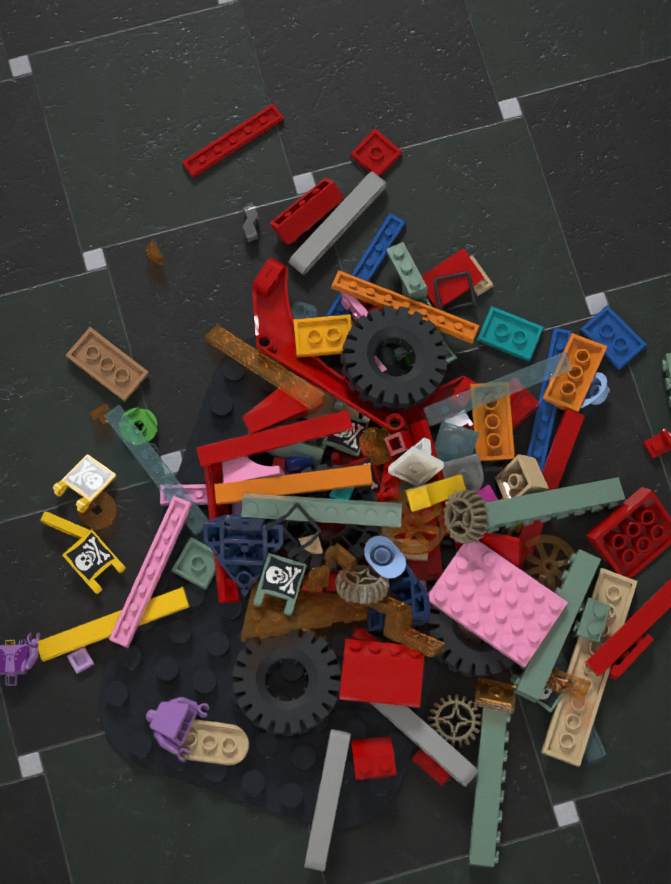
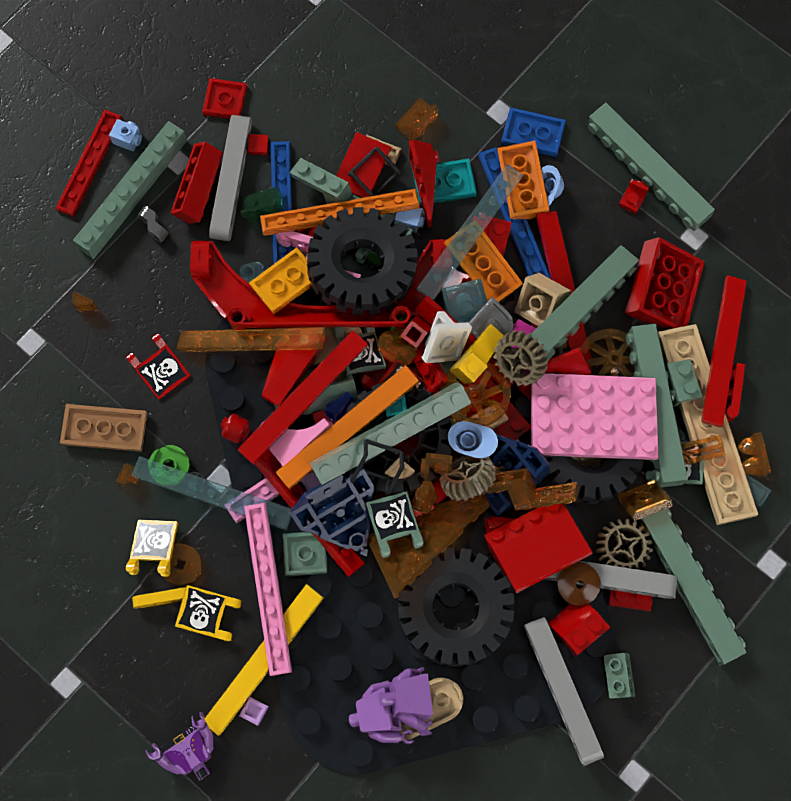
camera: 30 degrees left, 0 degrees up
(181, 347) = (160, 371): none -> flag
(202, 726) = (410, 699): none -> medium lavender torso
(207, 430) = (235, 428): none -> red head
(251, 184) = (130, 190): none -> sand green brick
(276, 135) = (125, 135): none -> light blue brick
(348, 260) = (261, 204): none -> clear green bracket
(378, 208) = (258, 144): none -> red tile
(381, 818) = (619, 675): none -> sand green bracket
(405, 722) = (579, 572): none -> reddish brown dish
(461, 348) = (411, 219): none -> light blue brick
(499, 313) = (423, 164): none -> red wedge
(523, 267) = (416, 119): none -> clear orange bracket
(610, 726) = (759, 463): none -> clear orange tile

